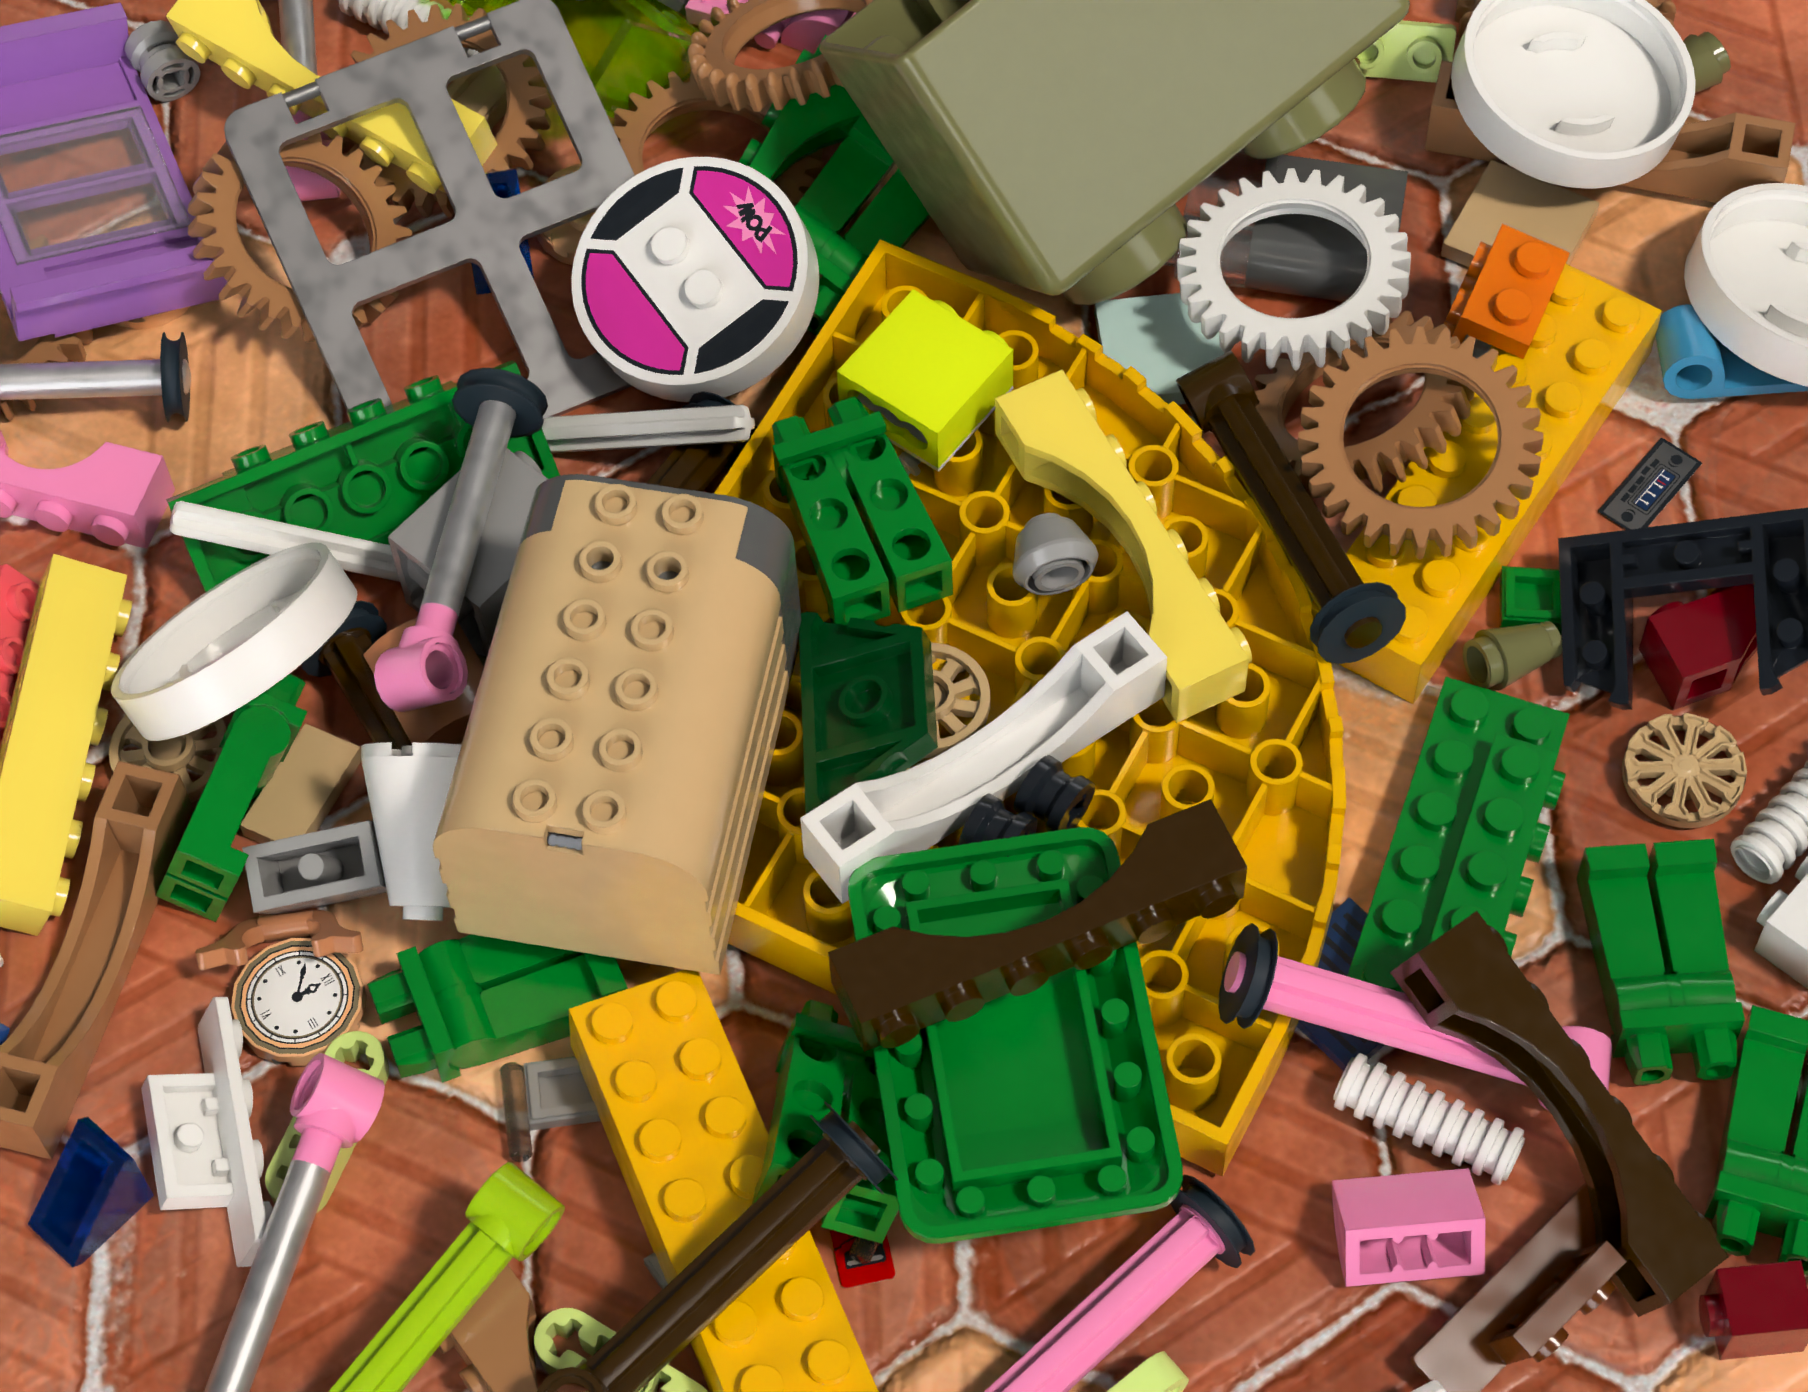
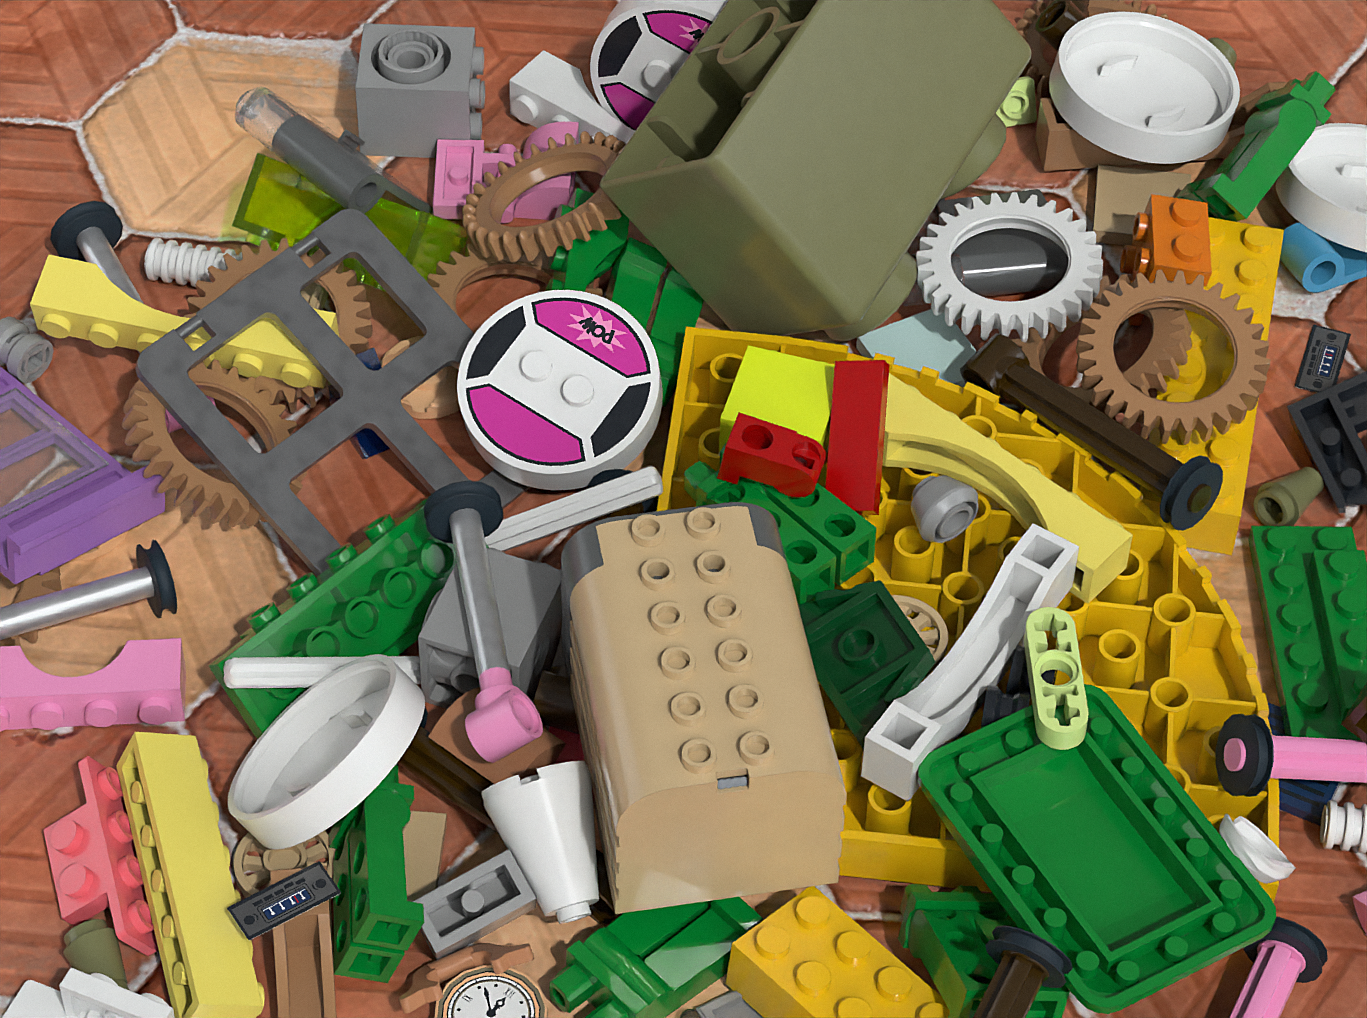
camera: 25 degrees left, 10 degrees down
(115, 800) = (284, 900): none -> sticker
(860, 438) = (772, 456): none -> red leg
(915, 979) = (1013, 822): dark brown arch -> none
(985, 439) = (858, 433): none -> red tile
(1068, 839) = (1048, 696): none -> yellowish green beam
(1219, 1090) = (1255, 850): none -> white piece
(1529, 596) = (1280, 455): green tile -> none
(1698, 189) = (1267, 148): none -> green hips

